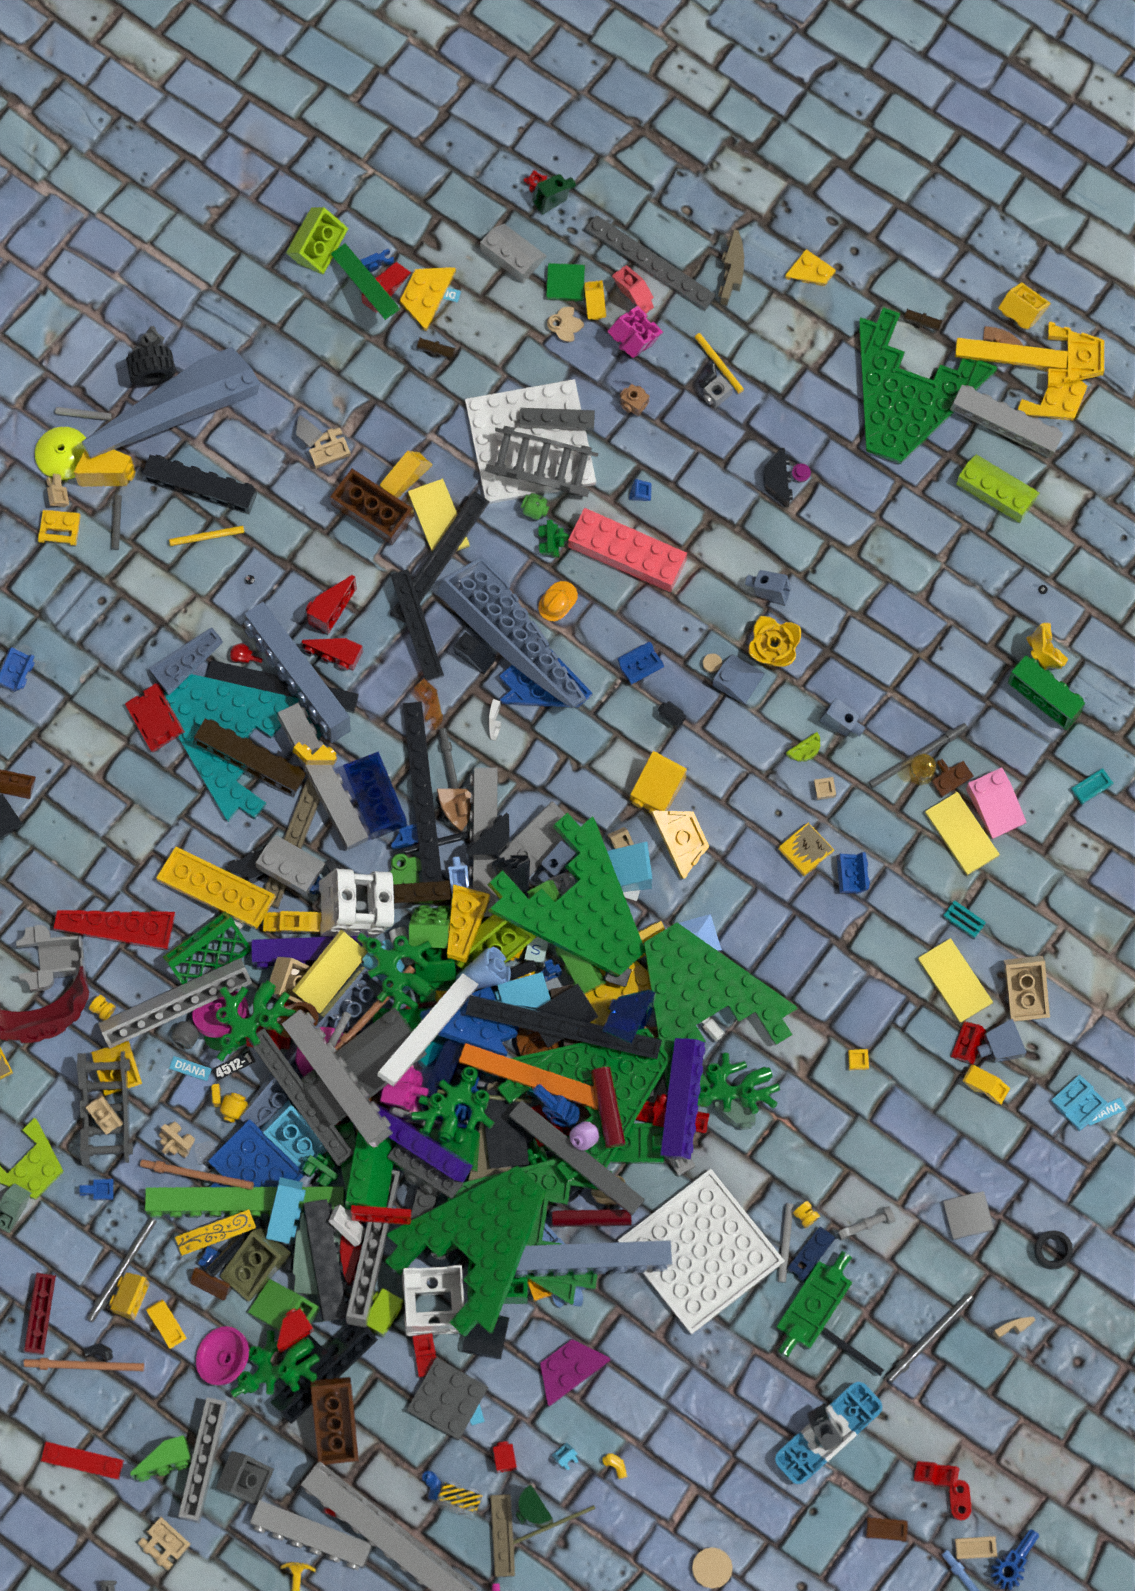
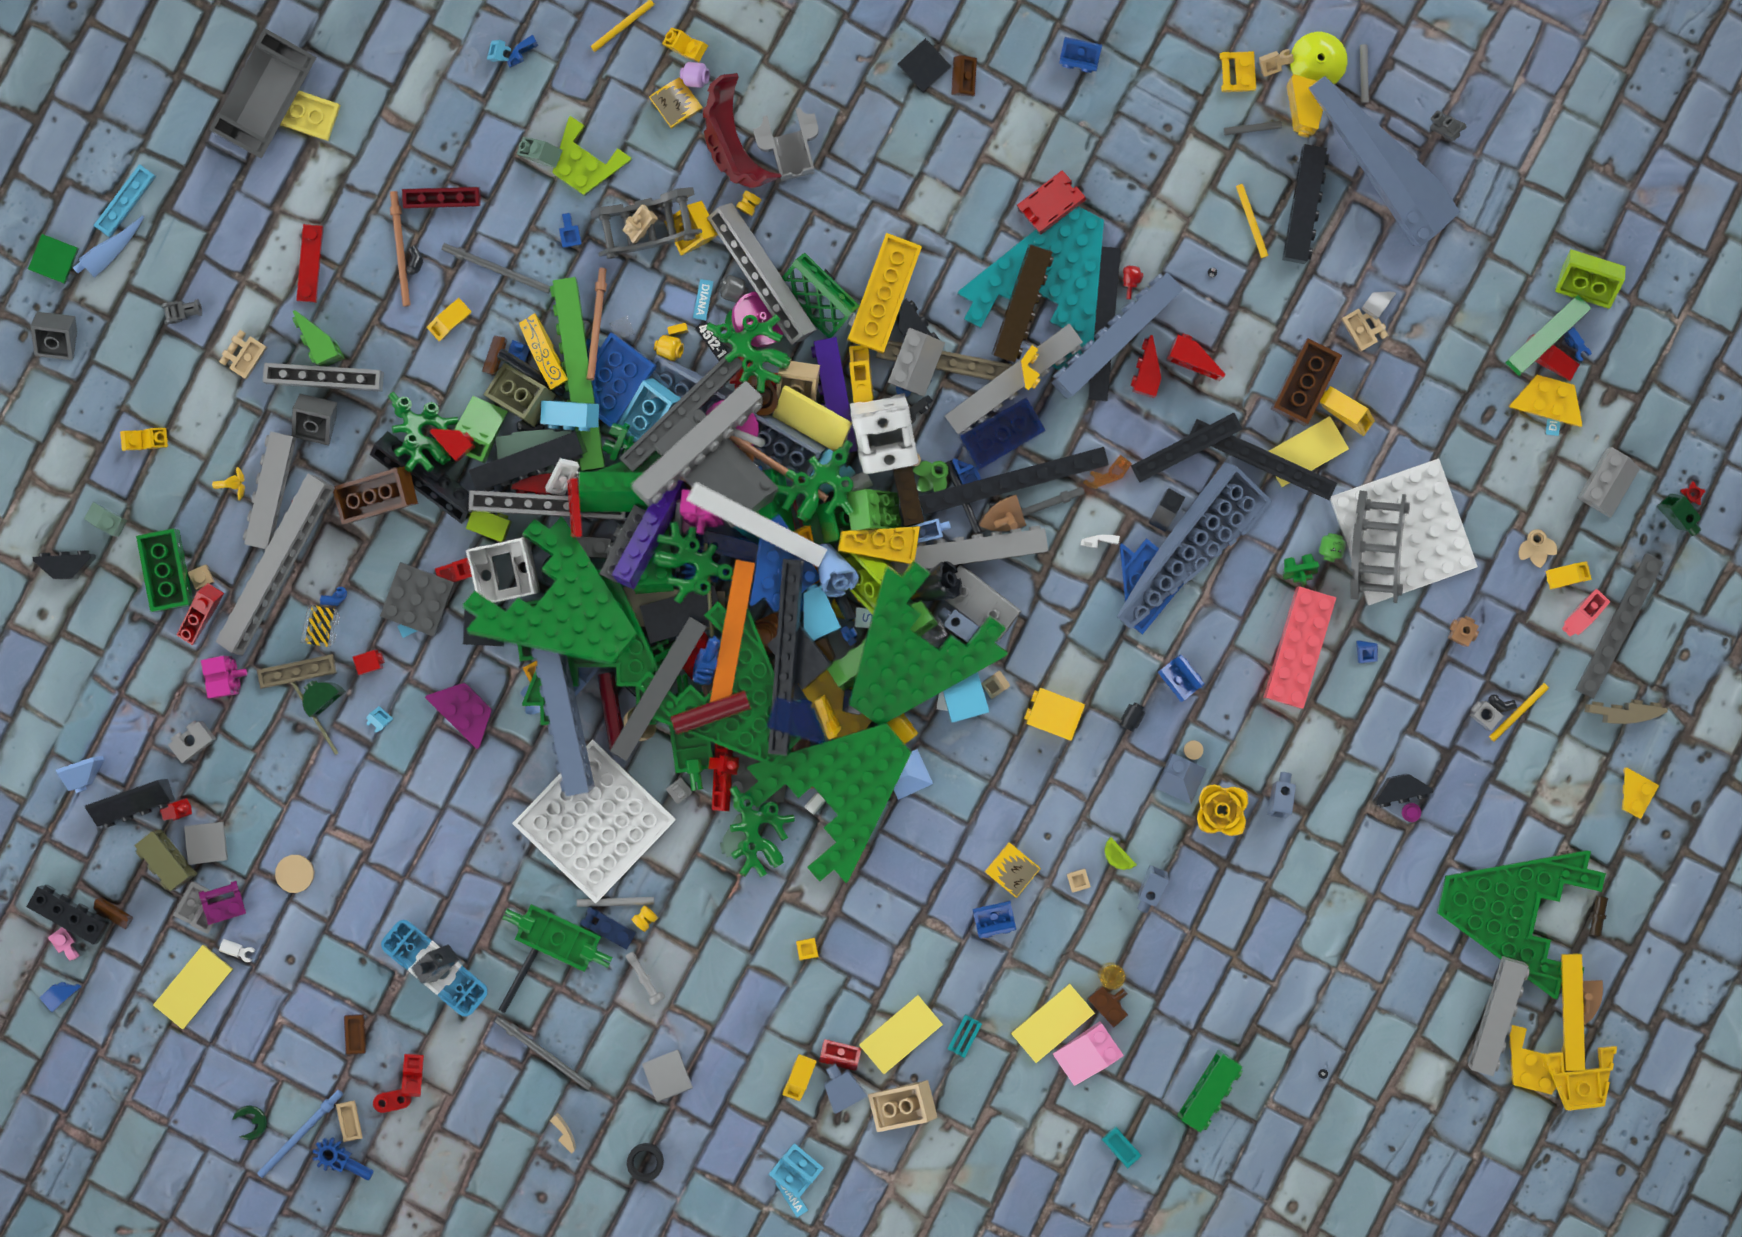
camera: 80 degrees right, 15 degrees up
(129, 1296) = (469, 280): yellow slope -> none
(135, 927) = (834, 221): red wing -> none
(150, 365) = (1423, 132): black tyre -> none
(173, 1142) = (624, 305): tan hips -> none
(181, 663) = (1113, 220): sand blue wing -> none
(215, 1352) = (421, 371): dark pink dish -> none
(435, 348) = (1490, 419): dark brown pin -> none
(492, 841) = (969, 558): black slope -> none
(557, 418) = (1430, 555): dark grey plate -> none
(557, 601) = (1236, 585): light orange piece -> none
(565, 282) = (1584, 541): green tile -> none
(584, 1136) = (678, 693): lavender head -> none
(616, 1462) = (380, 768): yellow arm -> none
(635, 332) = (1536, 621): dark pink brick -> none
(682, 838) = (1004, 745): yellow wing -> none
(683, 1098) = (734, 784): dark purple brick -> none
(949, 736) = (1152, 998): dark grey bar -> none
(997, 488) = (1425, 1015): lime slope -> none
(1024, 306) = (1630, 1019): yellow slope -> none
(1044, 650) = (1252, 1085): yellow brick -> none

